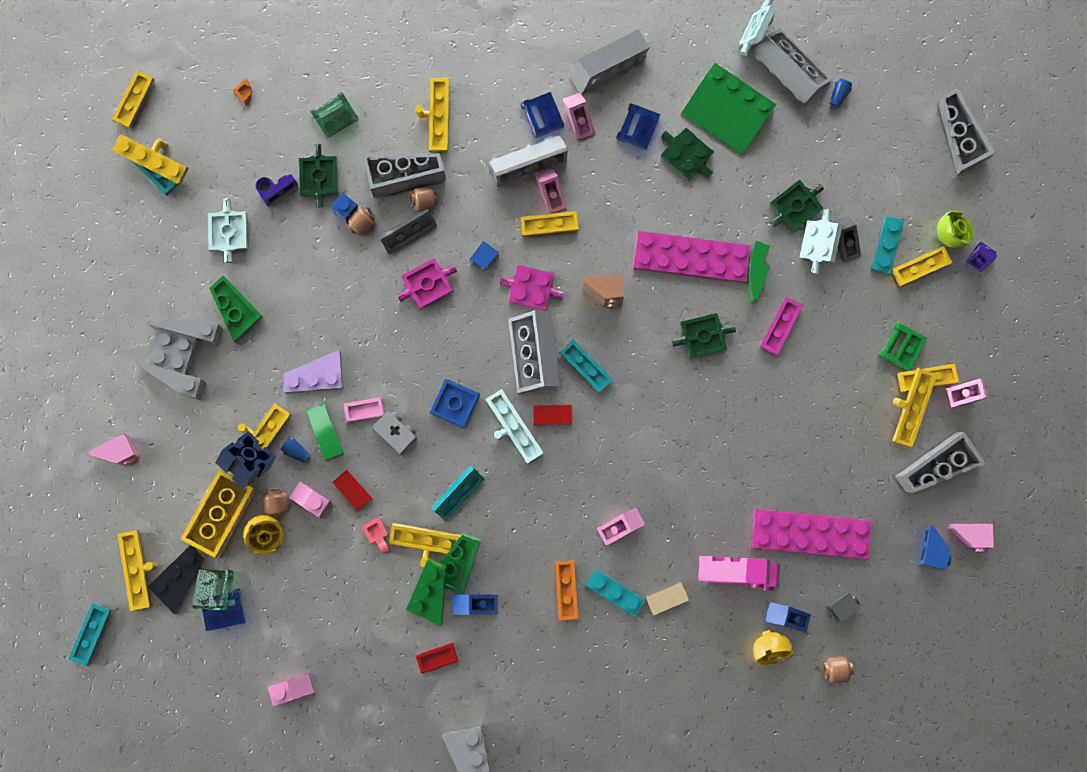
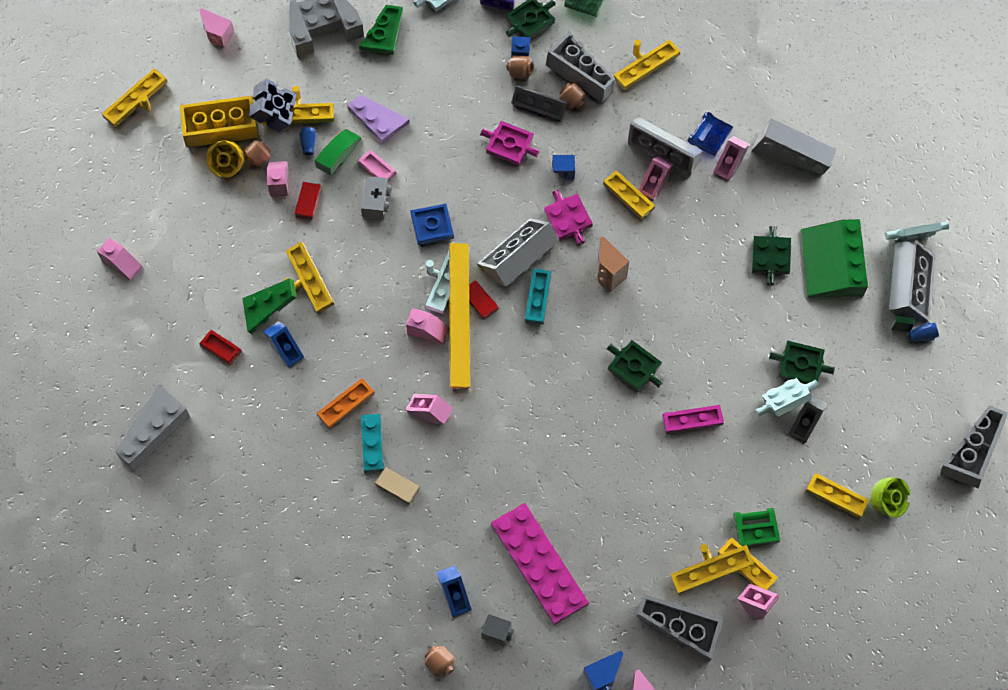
camera: 55 degrees right, 15 degrees down
(90, 634) = (65, 101): teal plate -> none
(176, 579) = (147, 129): black wing -> none
(206, 589) = (157, 151): clear green plate -> none
(225, 618) = (143, 178): clear blue plate -> none
(376, 532) = (286, 237): coral plate -> none
(457, 493) = (362, 272): teal plate -> none
(460, 562) = (307, 308): green wing -> none
(547, 475) = (426, 326): none -> bright pink slope
(557, 442) = (459, 316): none -> yellow tile
(644, 129) = (762, 210): clear blue plate -> none
(692, 257) = (692, 315): dark pink plate -> none
(743, 571) = (462, 519): wedge -> none
(757, 270) = (722, 369): green slope -> none
(772, 647) = (416, 593): yellow cylinder -> none
(821, 102) = (903, 323): none -> dark green tile
(887, 245) = (831, 457): teal plate -> none
(982, 257) = (887, 536): dark purple plate -> none

